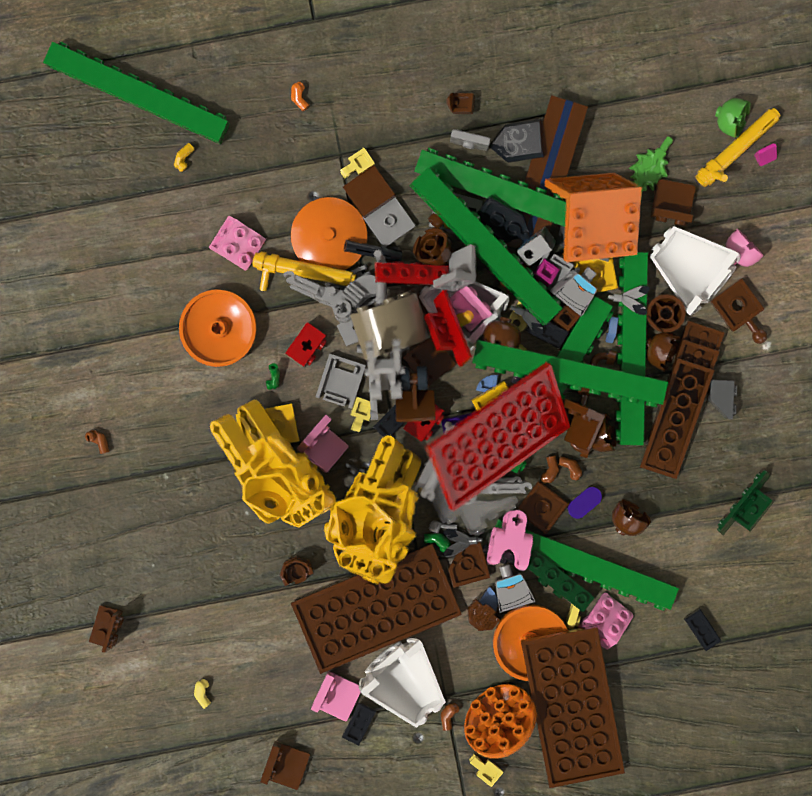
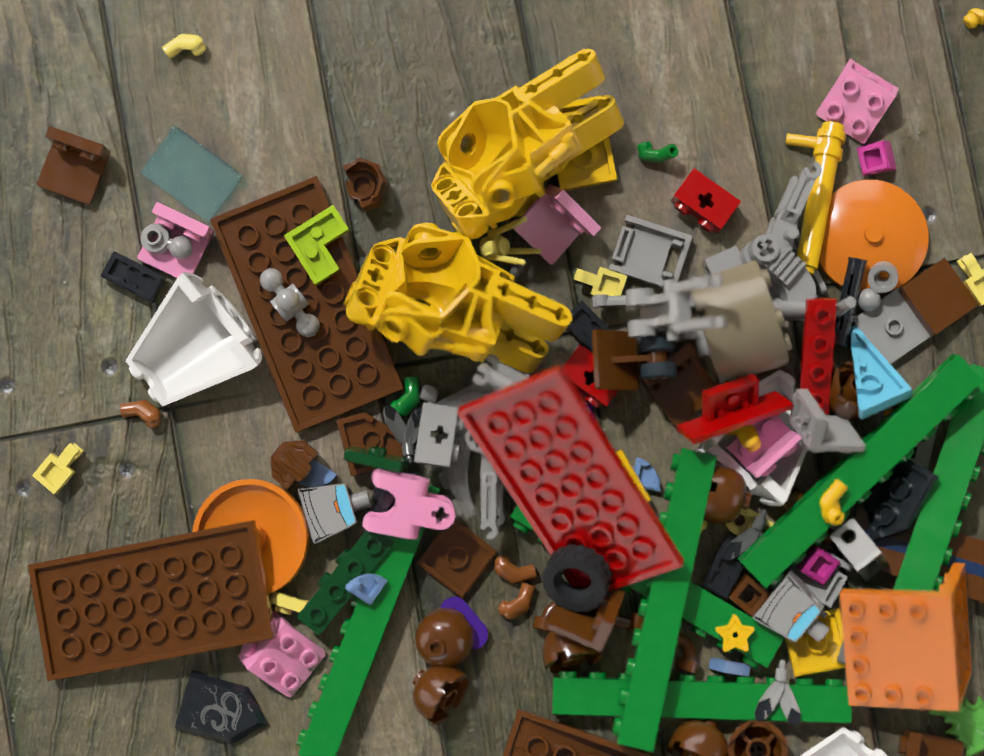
camera: 95 degrees right, 5 degrees down
(217, 328) = (730, 69): orange dish -> none
(275, 230) = (876, 158): none -> dark pink slope
(288, 686) = (192, 174): none -> clear light blue piece
(335, 606) = (310, 241): none -> lime plate
(337, 484) = (496, 246): none -> light yellow plant
(339, 693) = (179, 247): none -> light grey plate
(370, 237) = (870, 298): none -> light grey plate
(376, 620) = (289, 302): none -> light grey piece
(426, 235) = (875, 378): none -> medium azure wing
(472, 528) = (433, 418): none -> light grey brick
(479, 561) = (376, 458): none -> dark green plate
(500, 721) = (131, 488): orange bracket -> none
(508, 267) = (830, 505): none -> yellow arm
(563, 566) = (366, 587): none -> medium blue tile
(568, 433) = (582, 559): none -> black tyre
(587, 327) = (729, 641): none -> yellow plate
(595, 515) = (444, 638): none -> reddish brown cylinder
(641, 661) = (218, 709): none -> black tile

